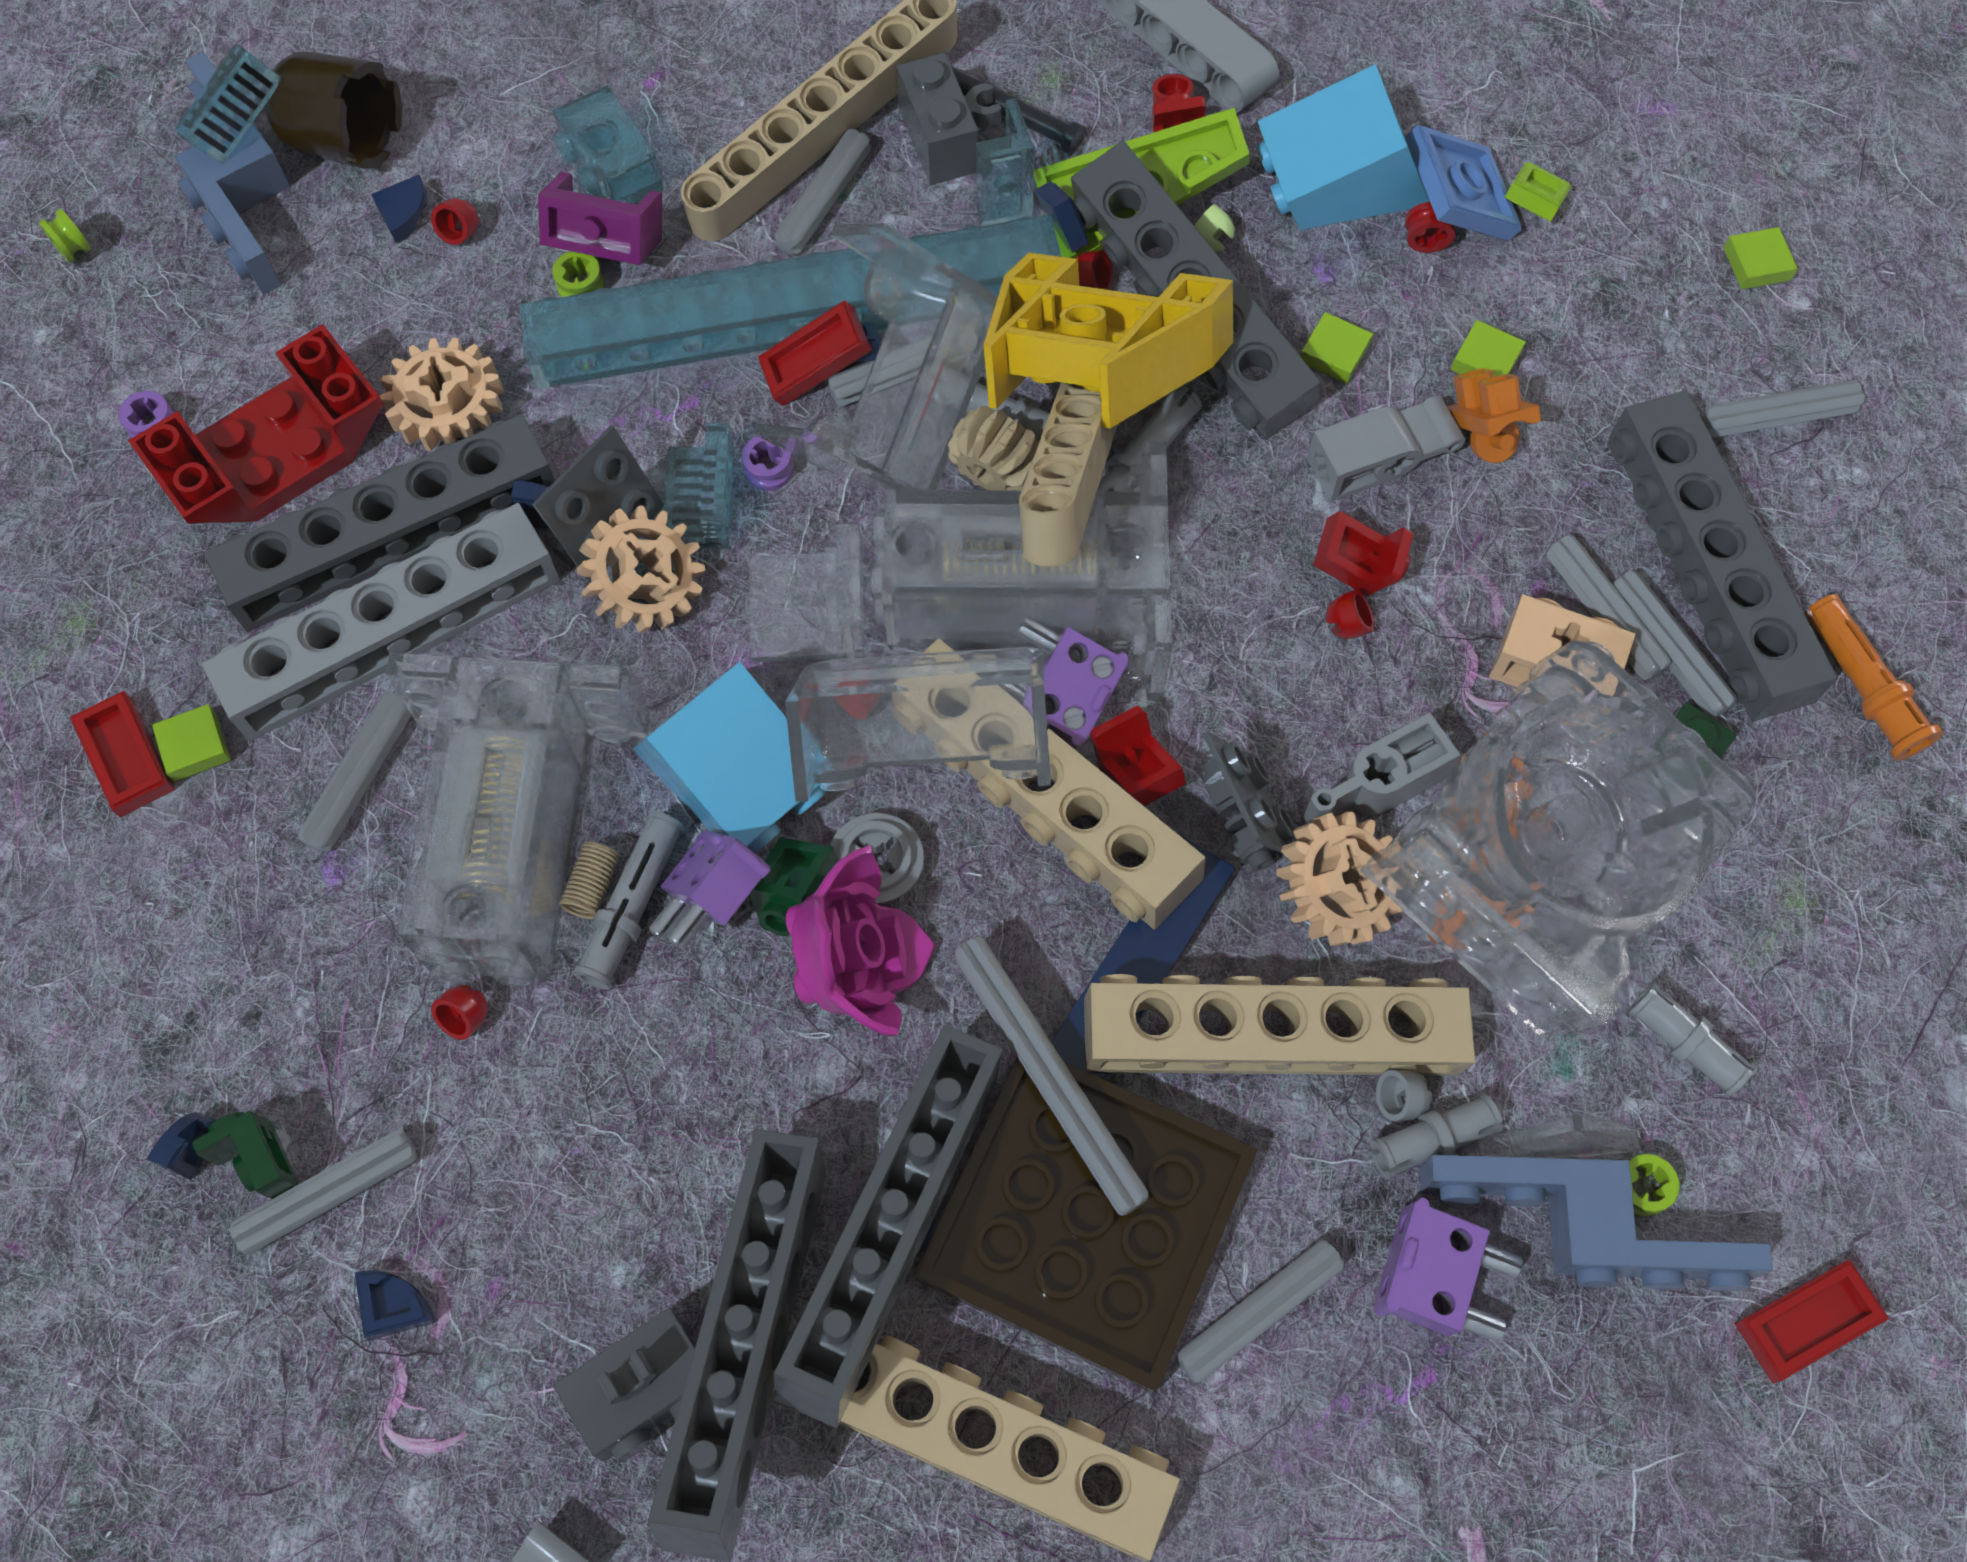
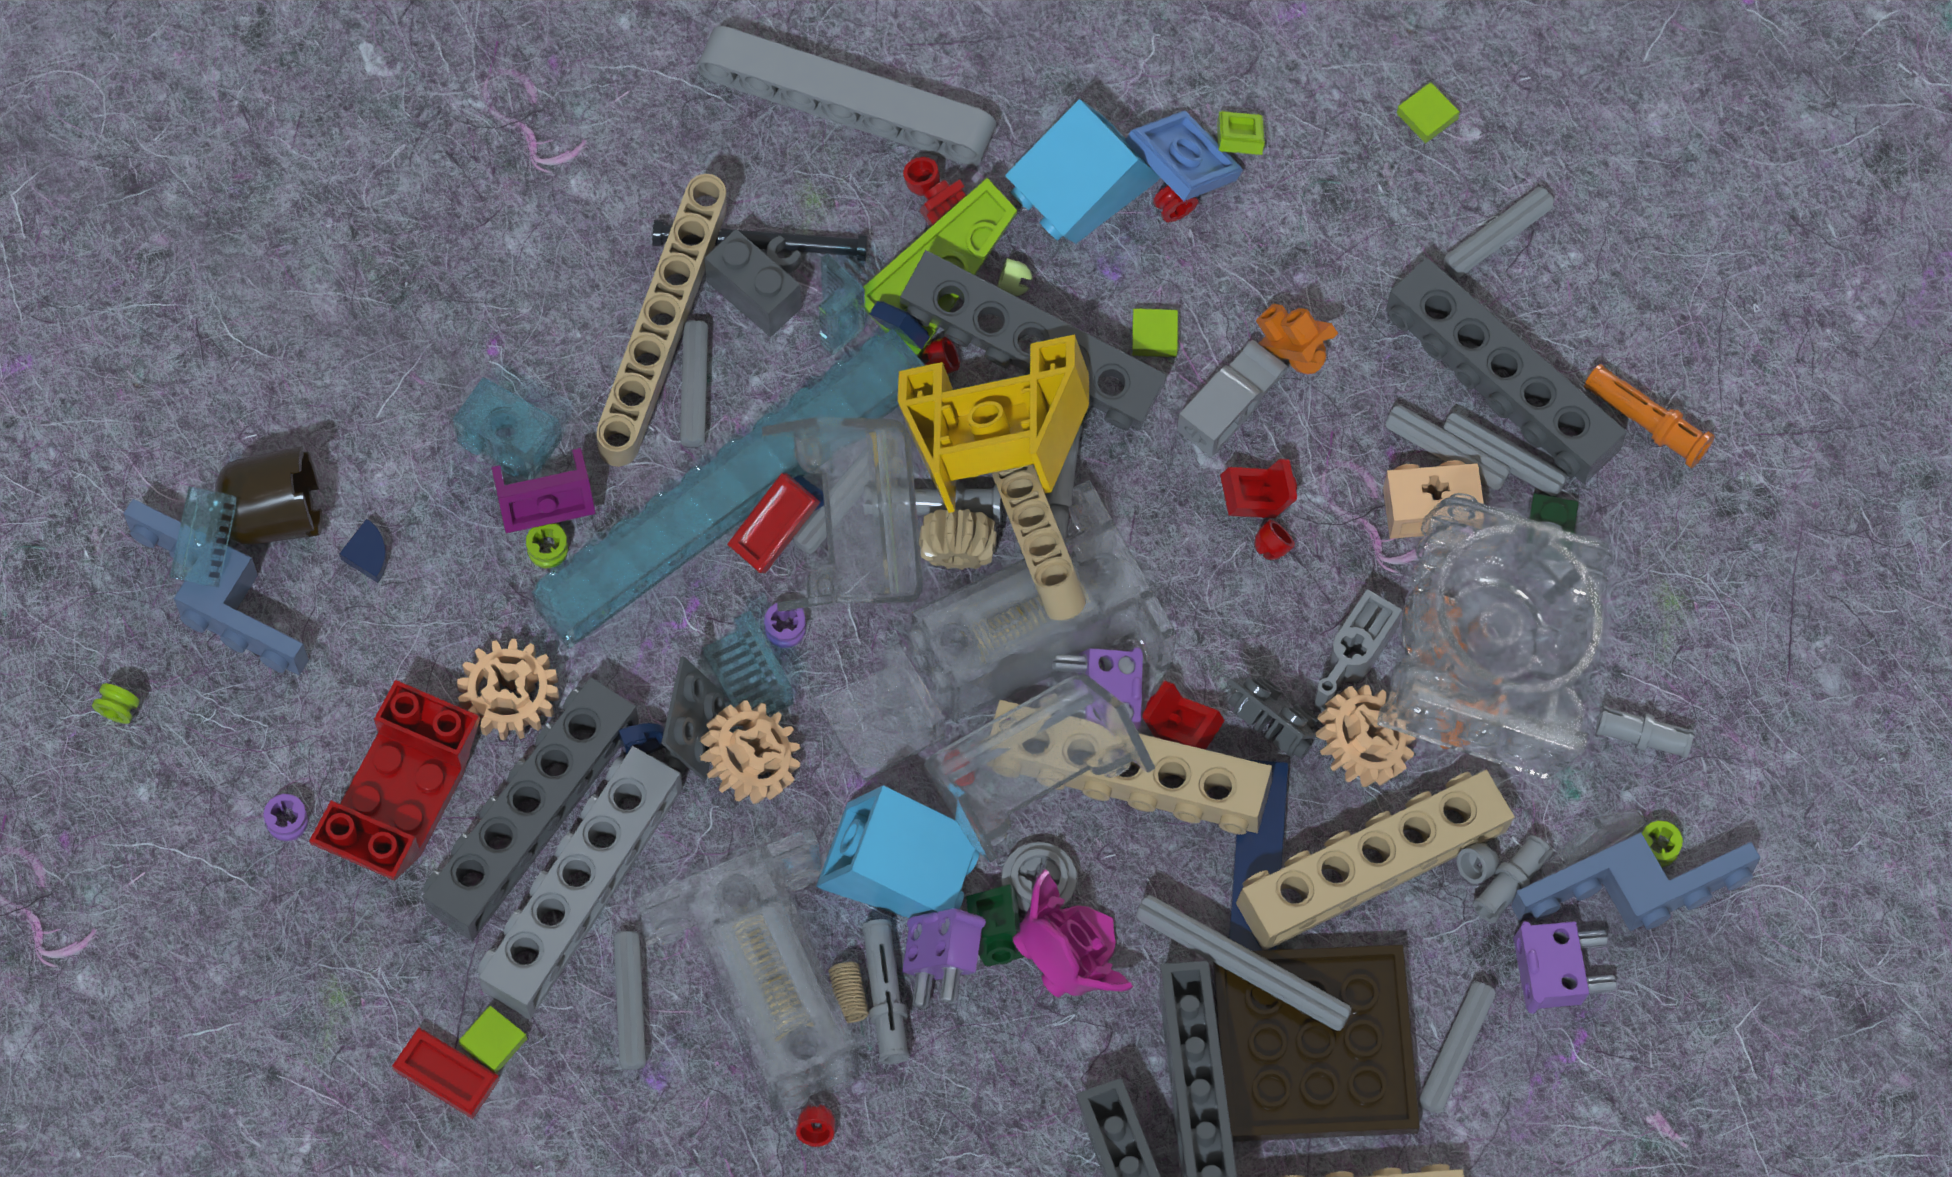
camera: 30 degrees left, 0 degrees up
(449, 218) = (411, 544): red hinge -> none
(1488, 349) = (1268, 285): lime tile -> none
(1811, 1321) = (1800, 879): red tile -> none

